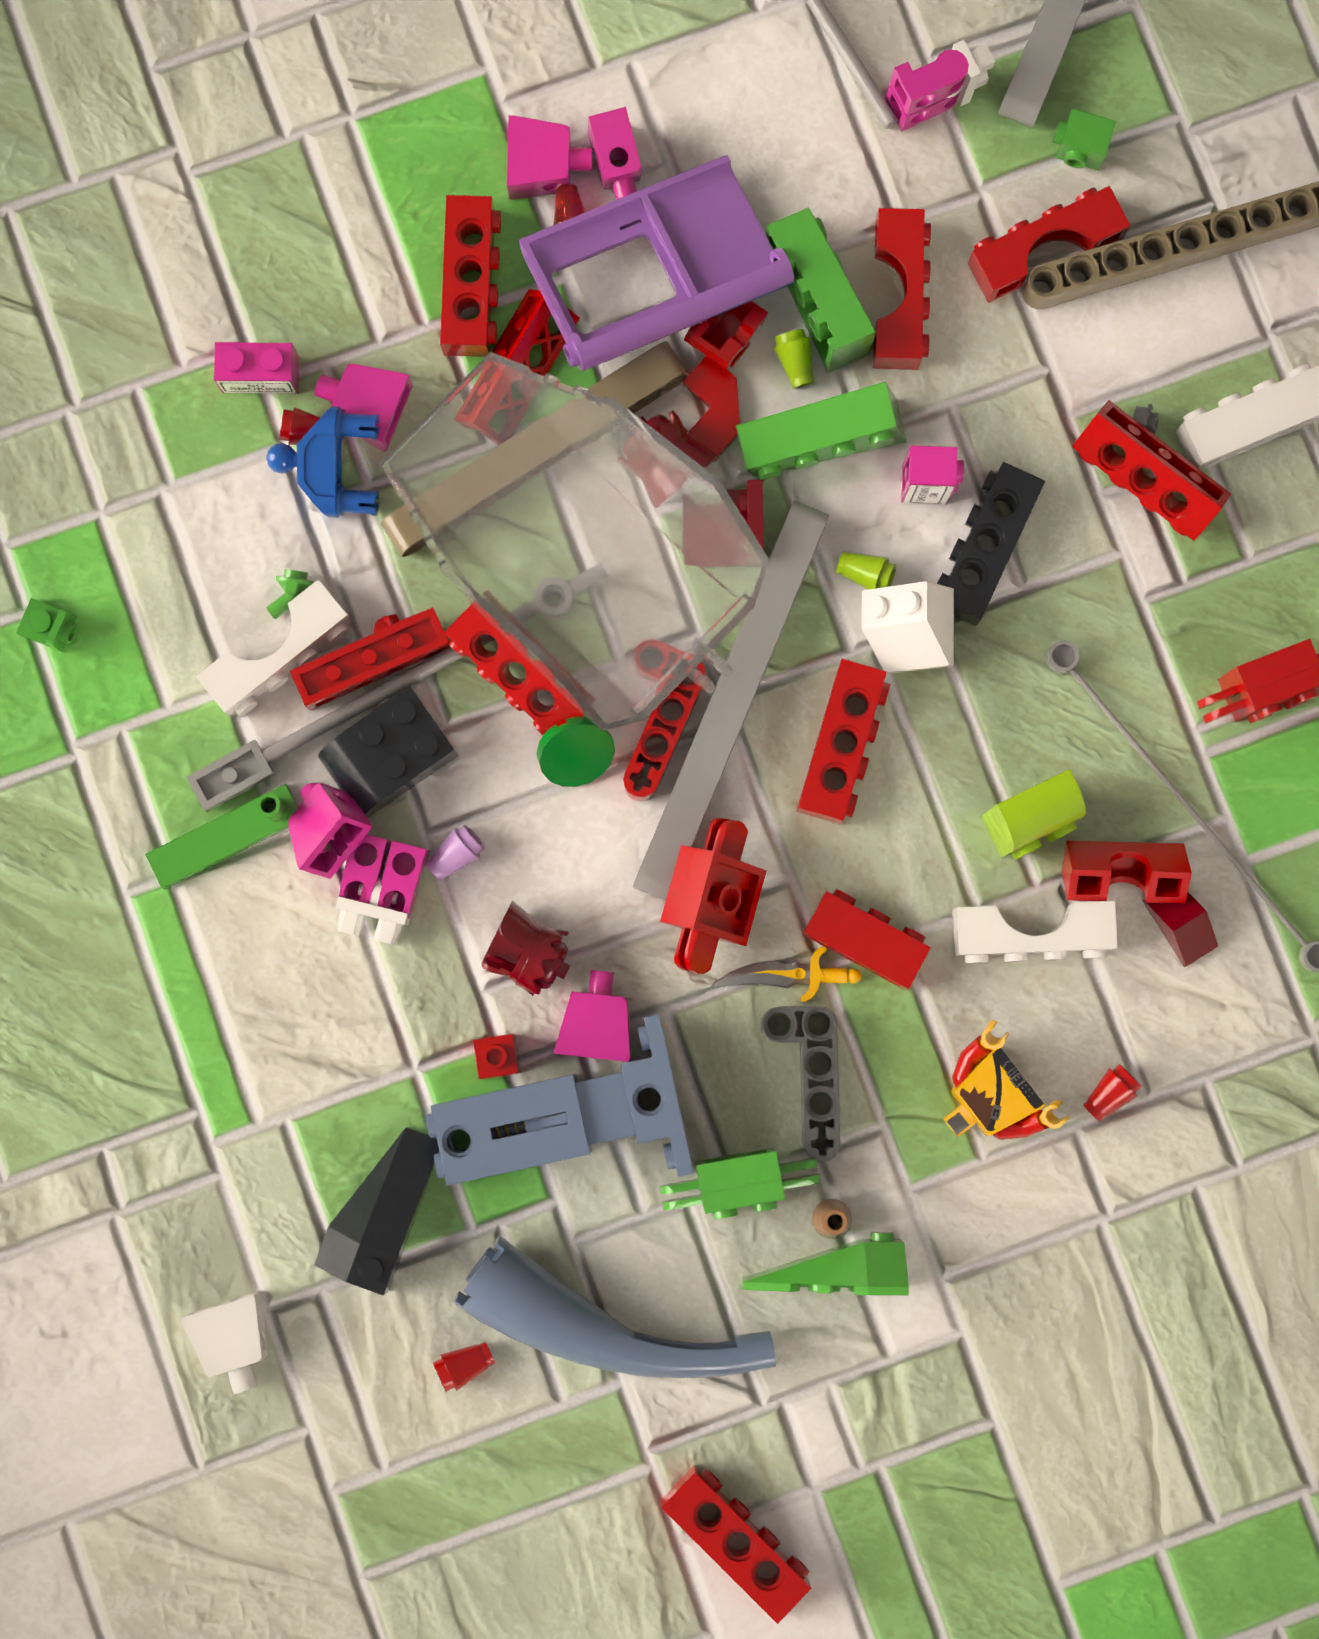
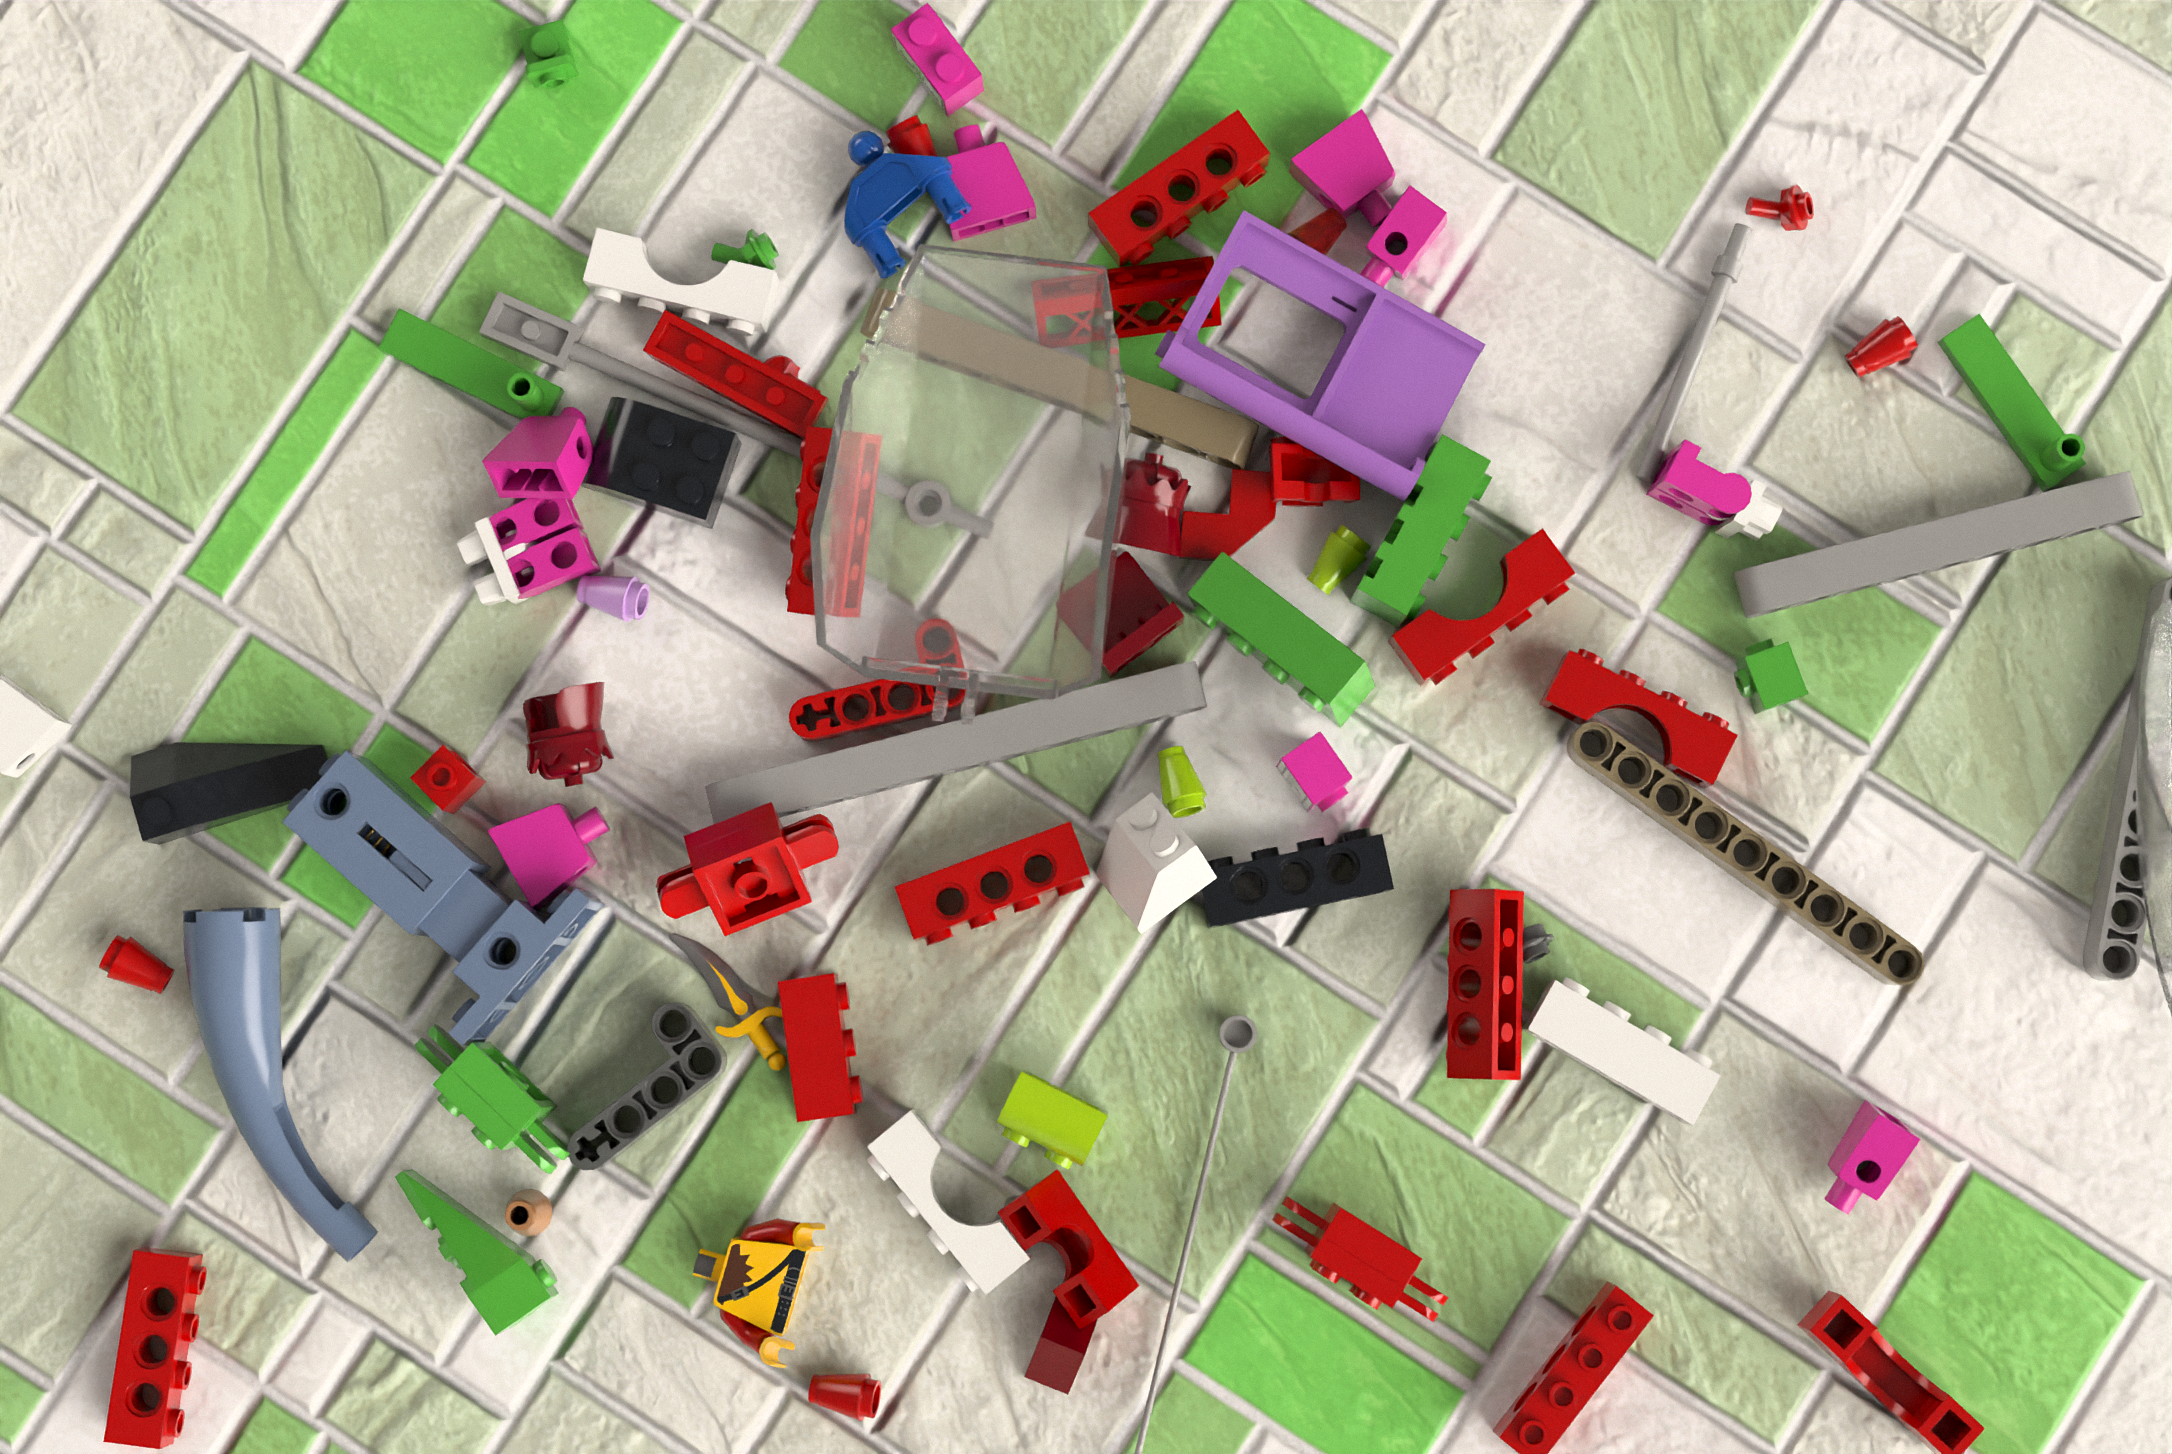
camera: 55 degrees right, 0 degrees up
(575, 752) = (785, 636): green tile -> none

